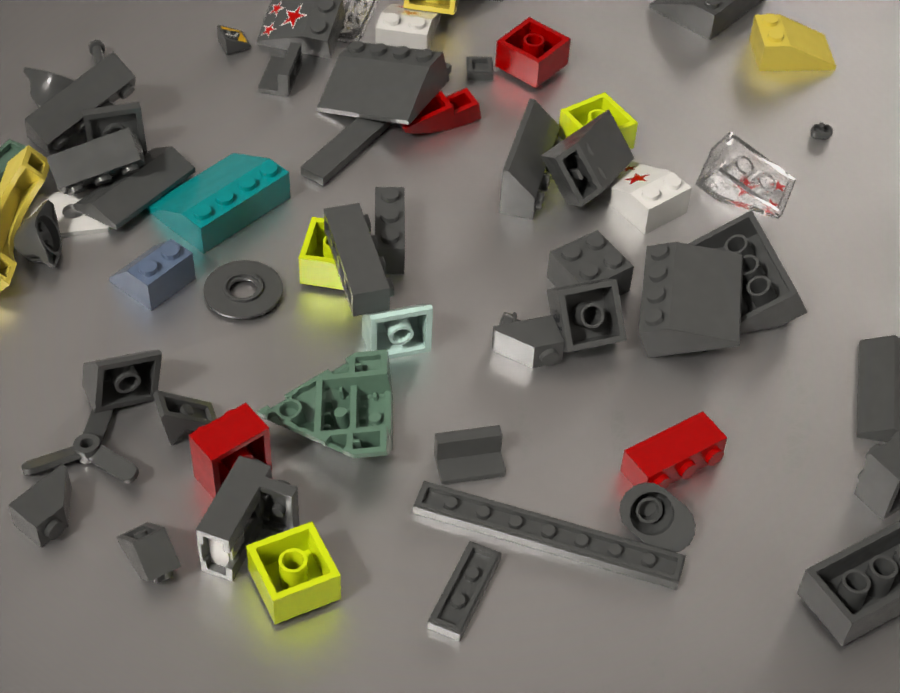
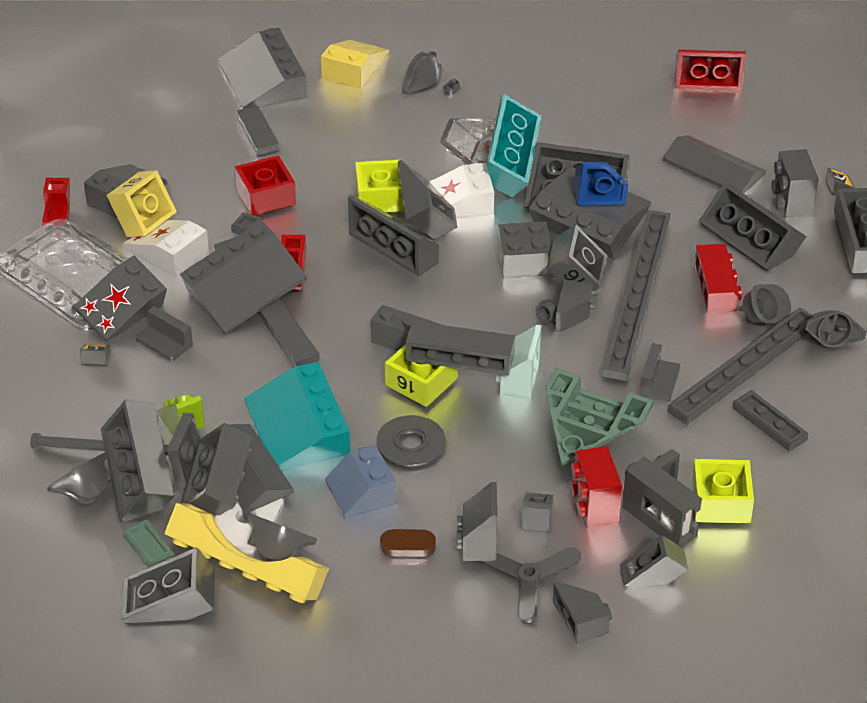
camera: 60 degrees left, 5 degrees down
(91, 336) = (408, 543): none -> reddish brown tile
(168, 114) = (177, 406): none -> lime slope
(594, 392) = (636, 296): none -> dark grey plate
(624, 25) = (258, 130): none -> dark grey tile
(661, 597) = (834, 328): none -> dark grey hat
(700, 276) = (599, 185): none -> blue slope
(730, 189) = (512, 146): none -> teal slope
(794, 461) = (751, 227): none -> dark grey slope
(818, 98) = (422, 72): none -> dark grey hat

